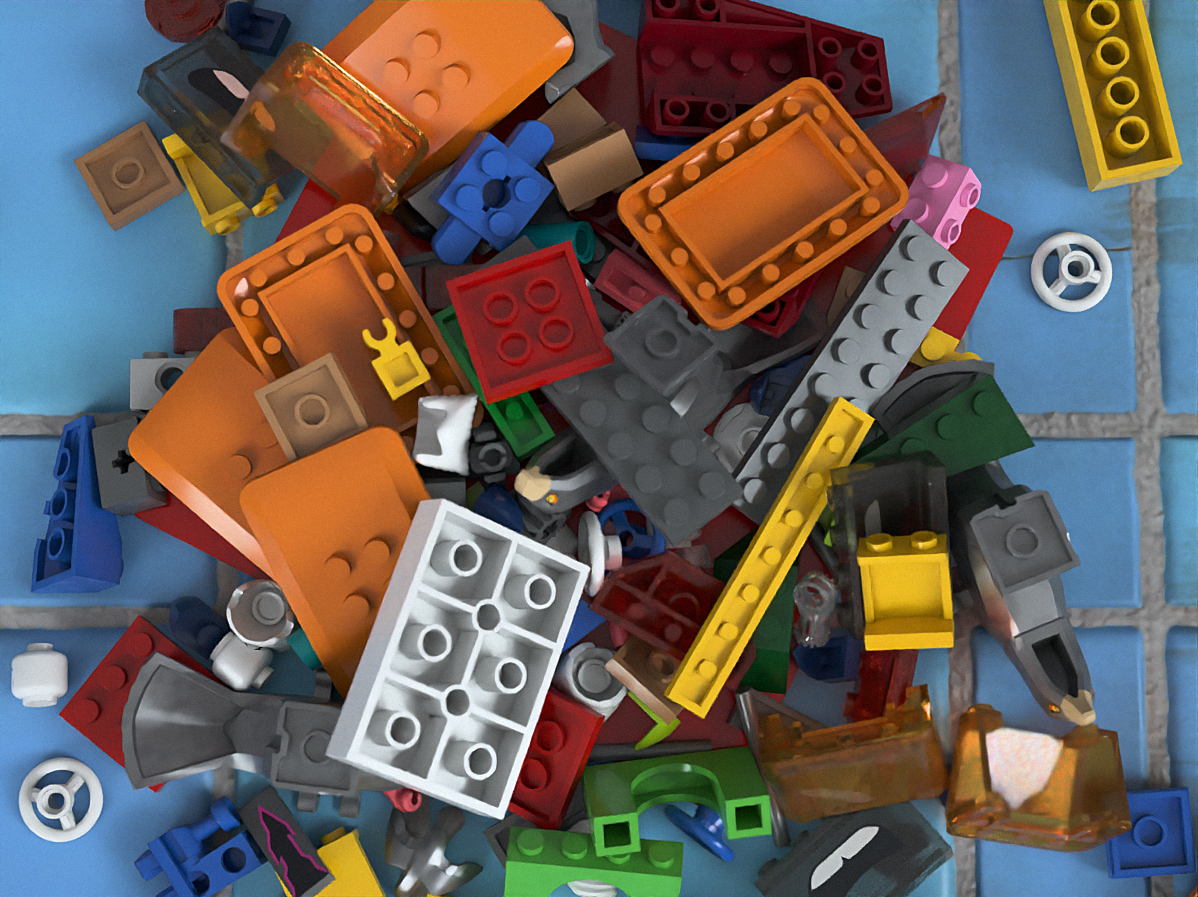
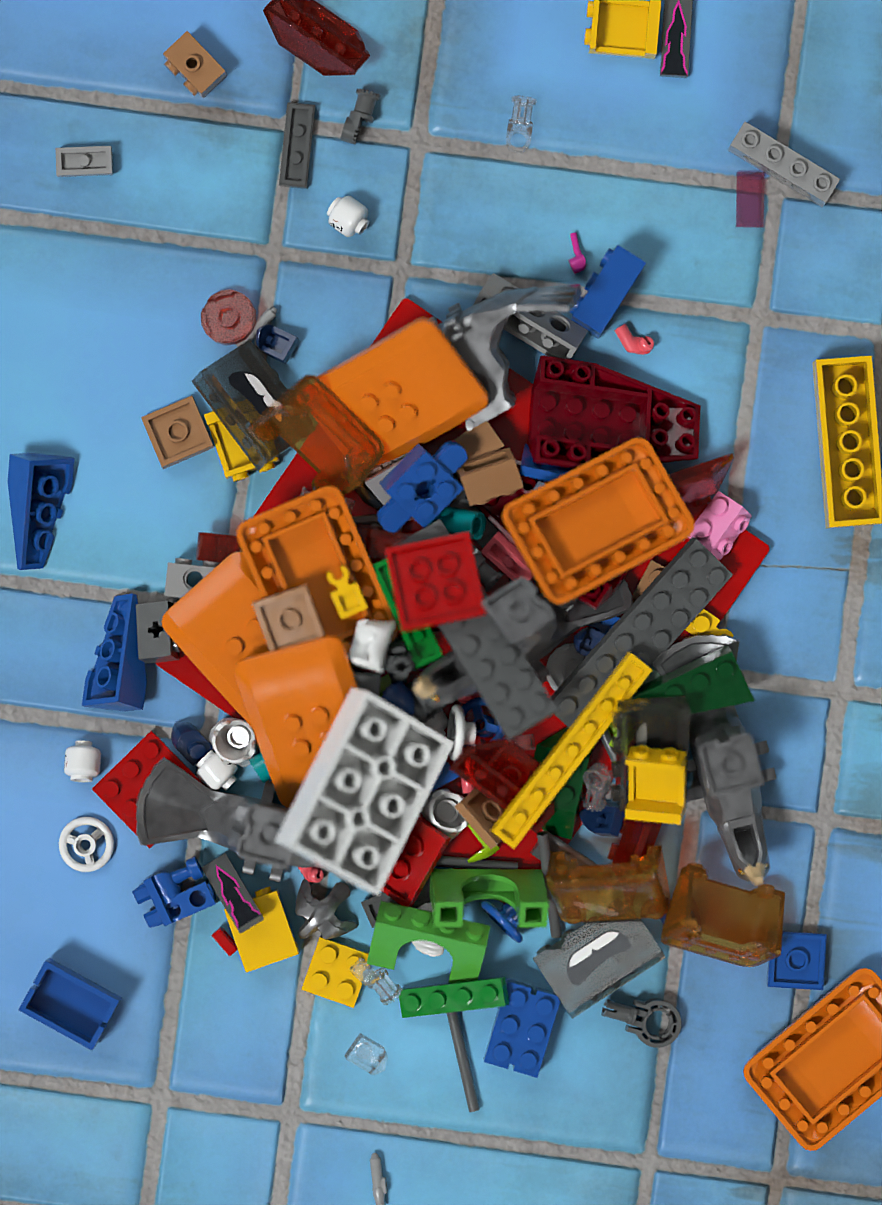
camera: 10 degrees right, 5 degrees up
(1084, 265) = (800, 560): white piece -> none

